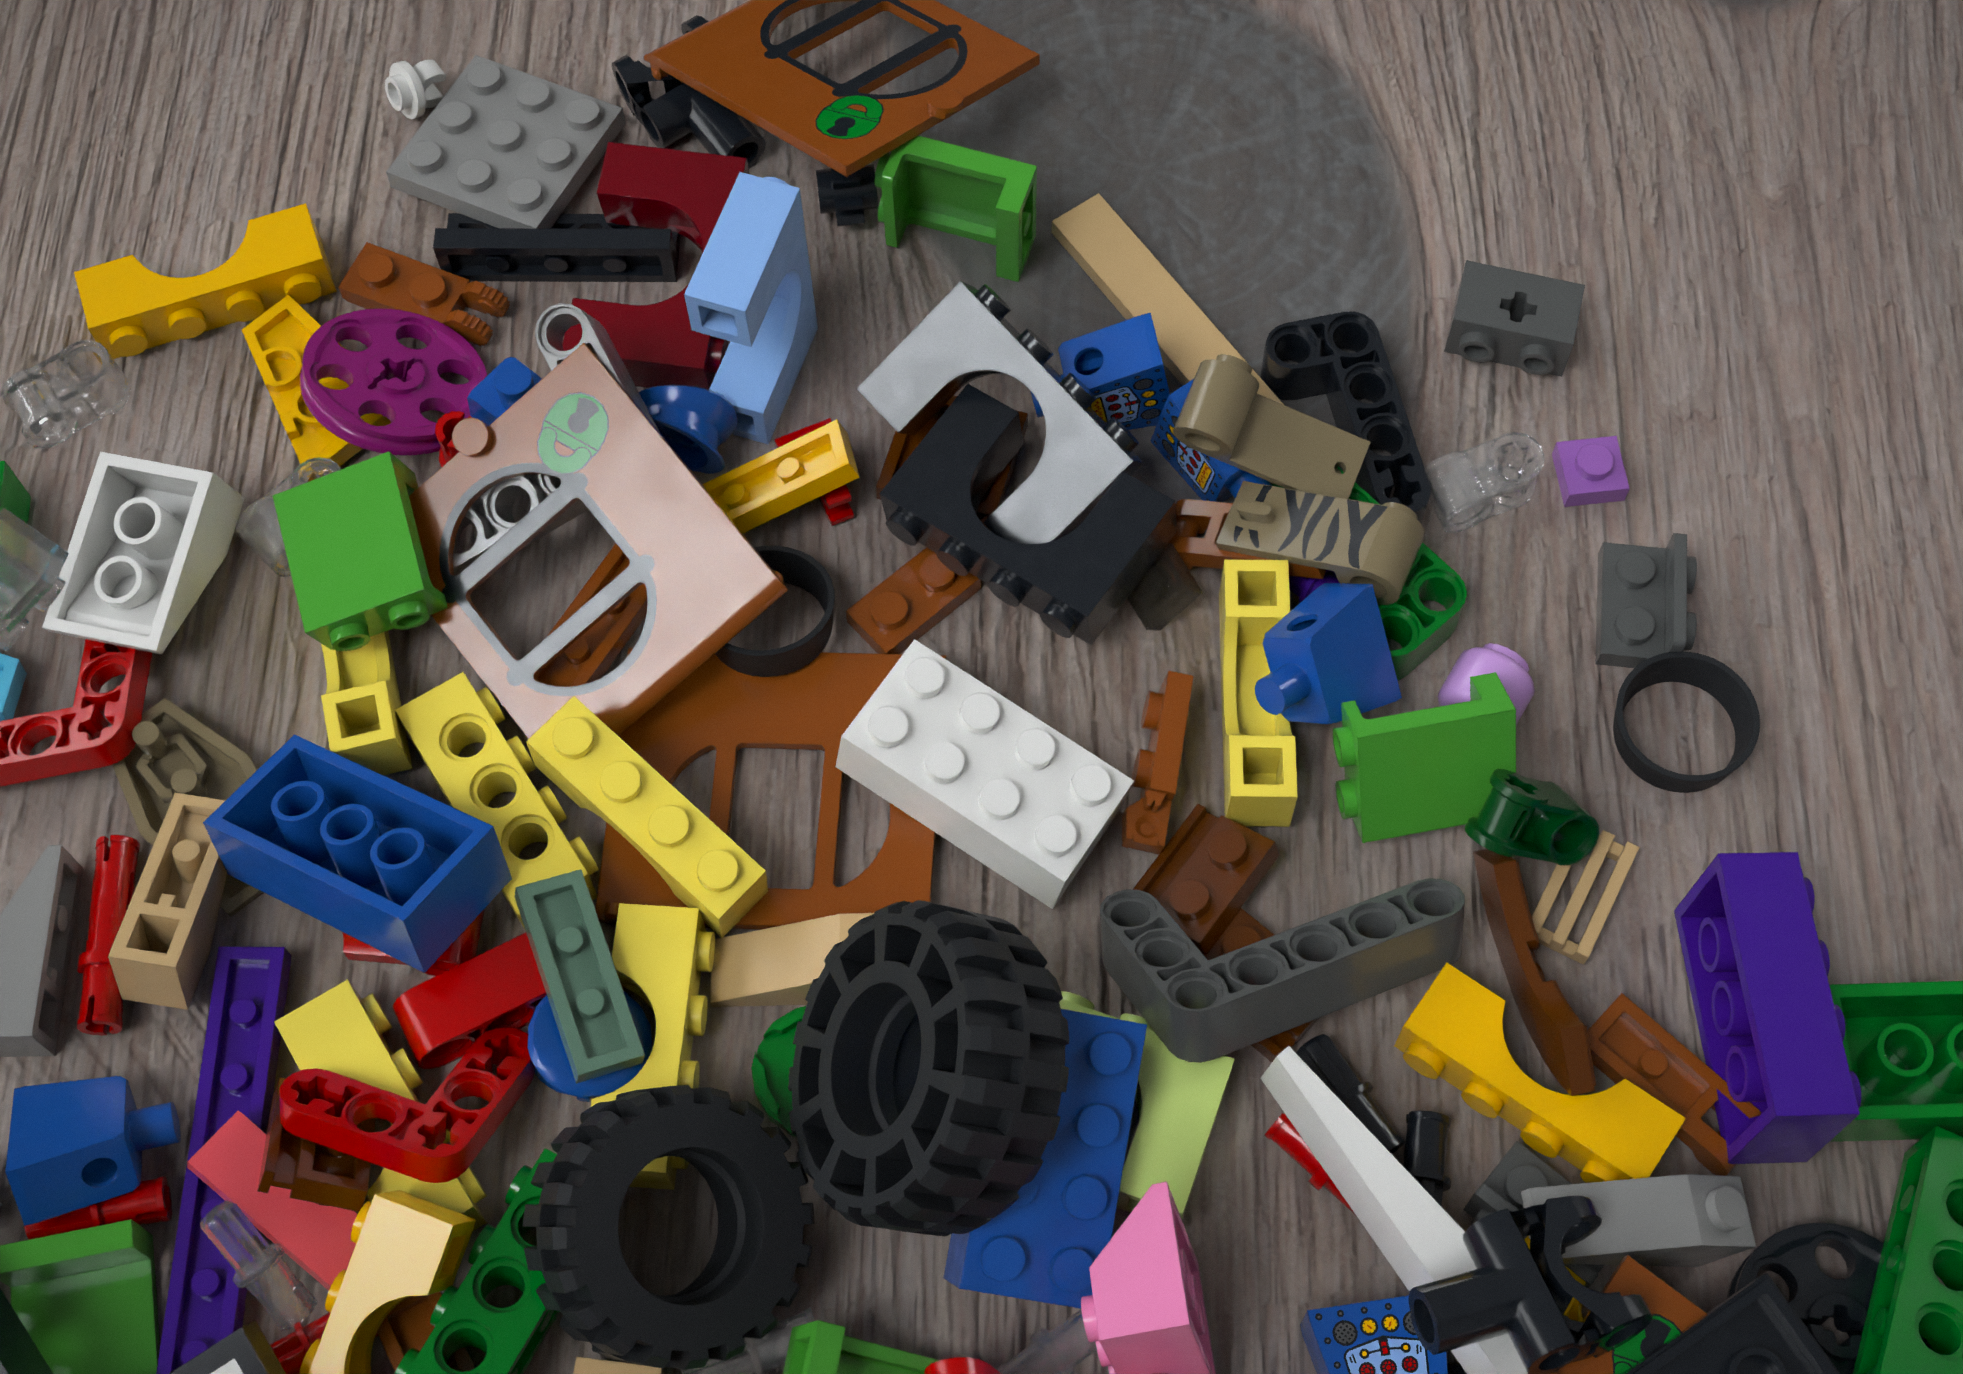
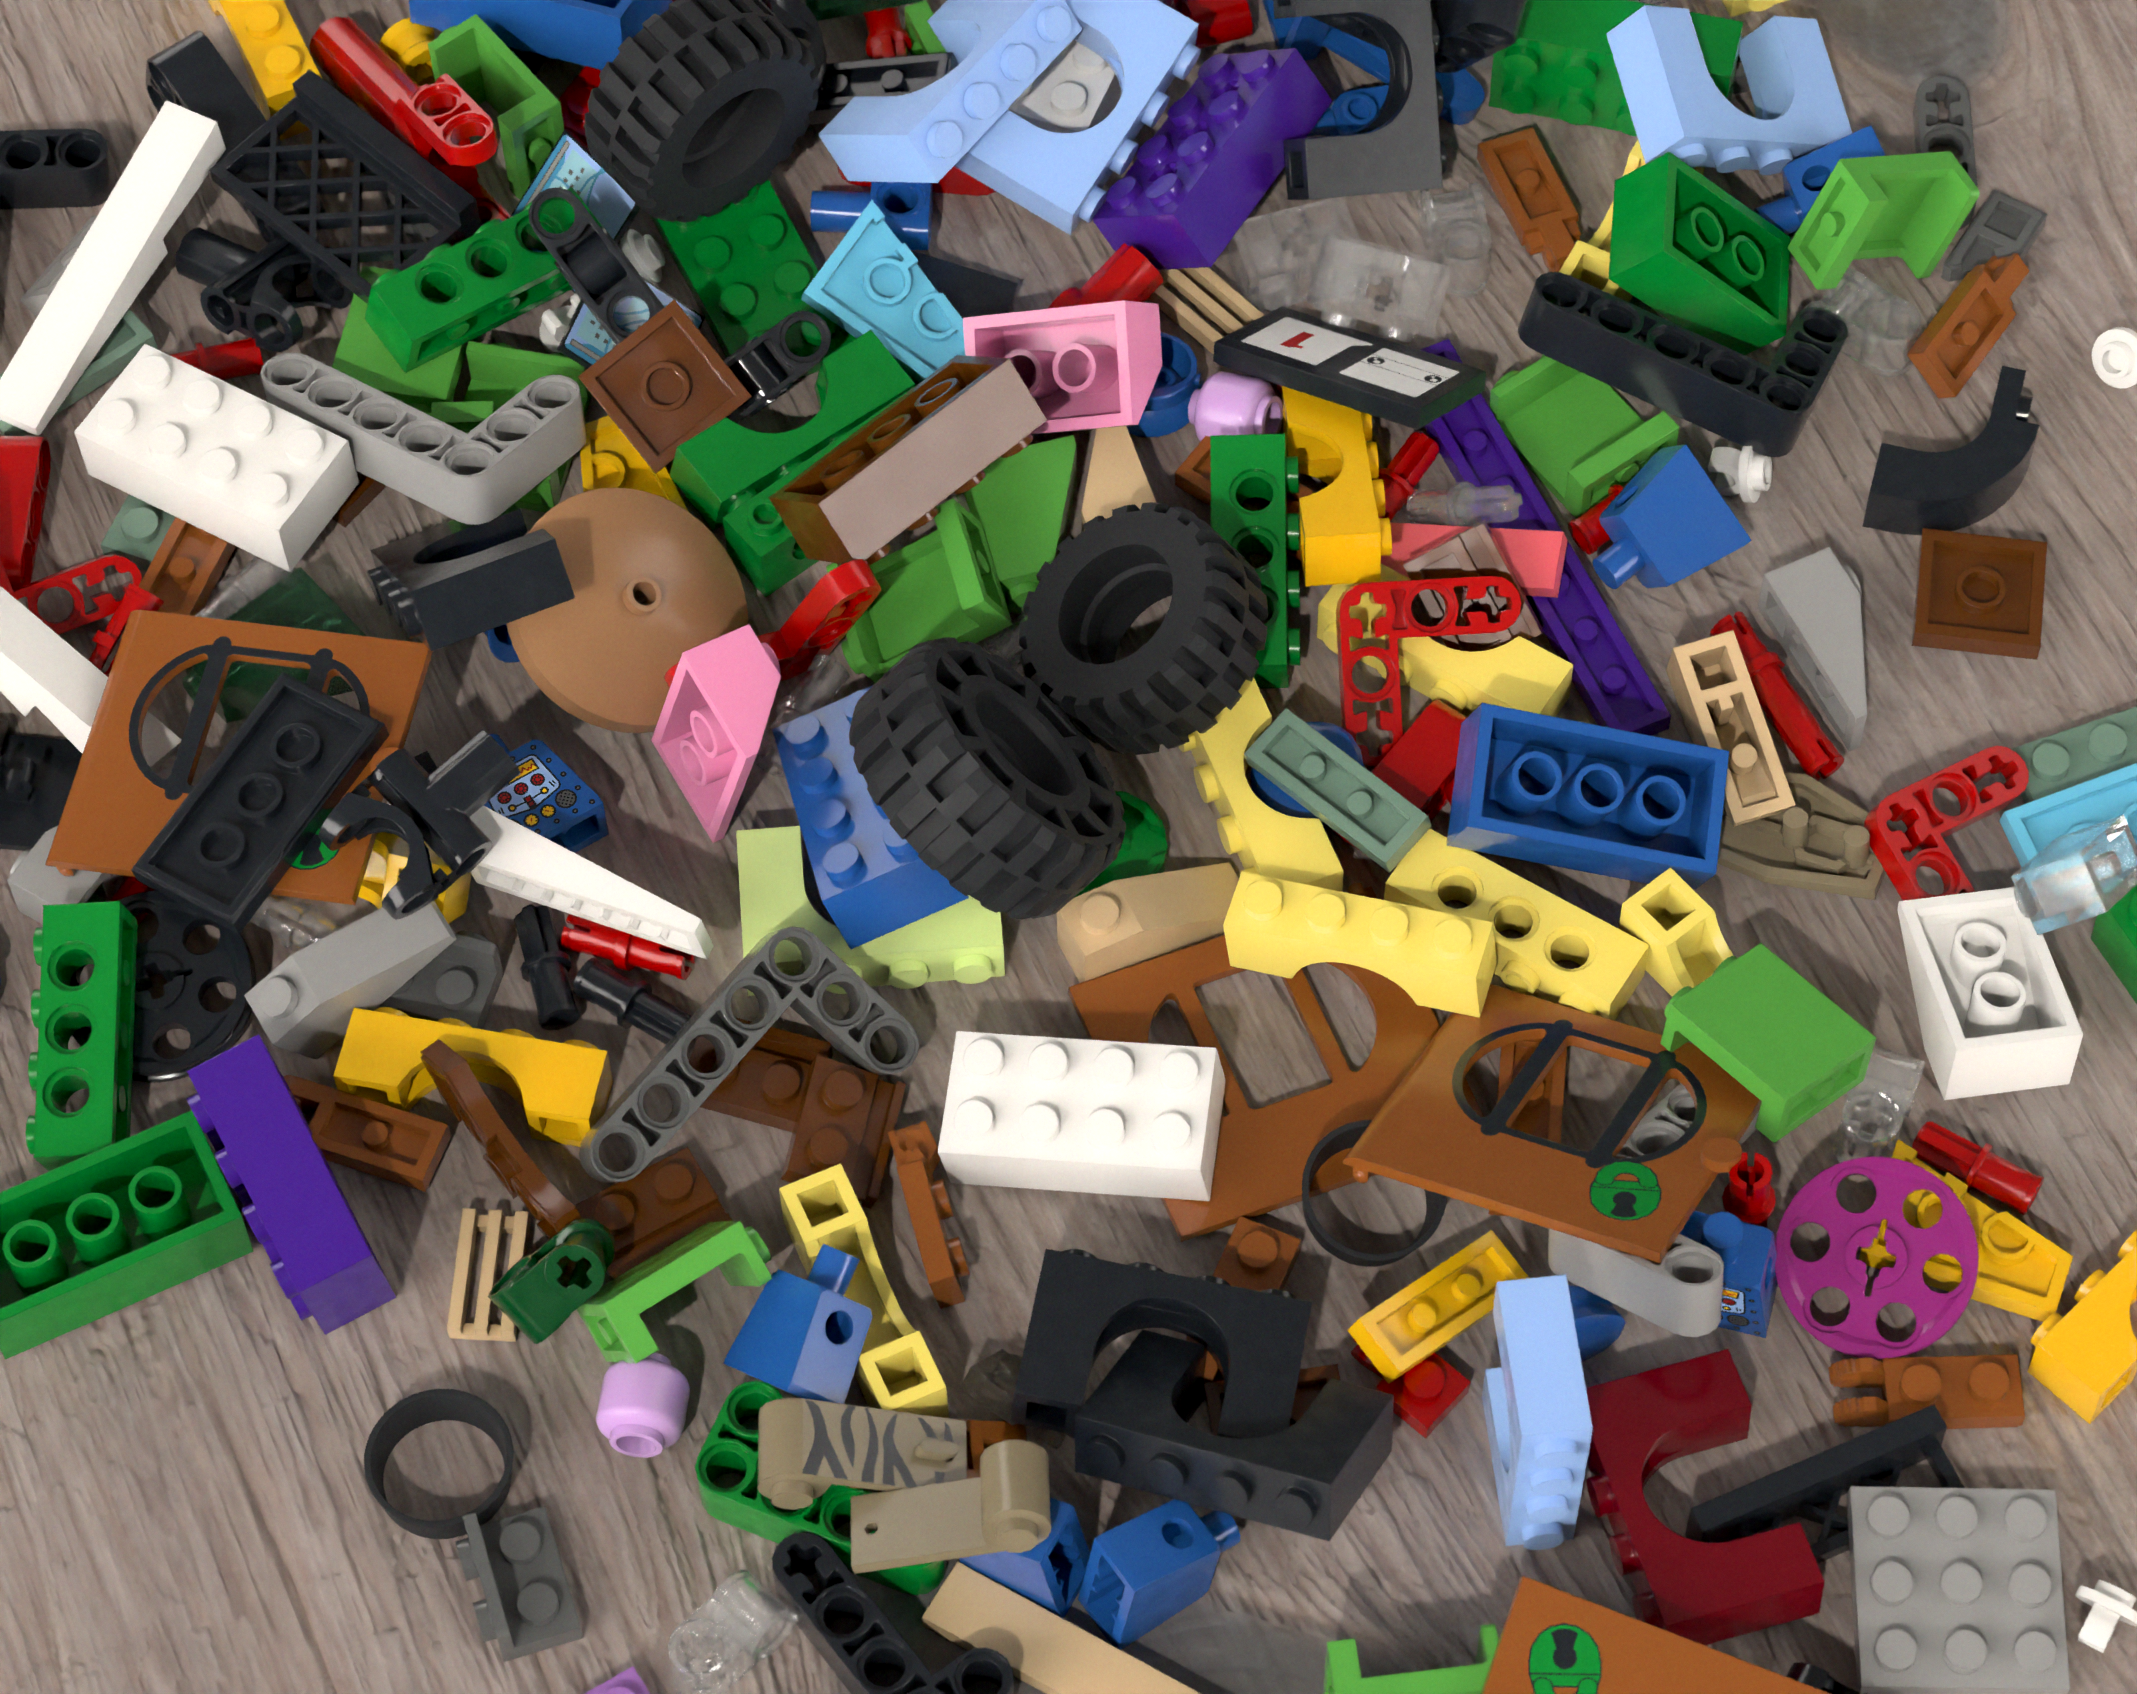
camera: 155 degrees right, 5 degrees down
(255, 436) = (1977, 1166): none -> red axle
(1394, 862) = (654, 1209): none -> reddish brown plate

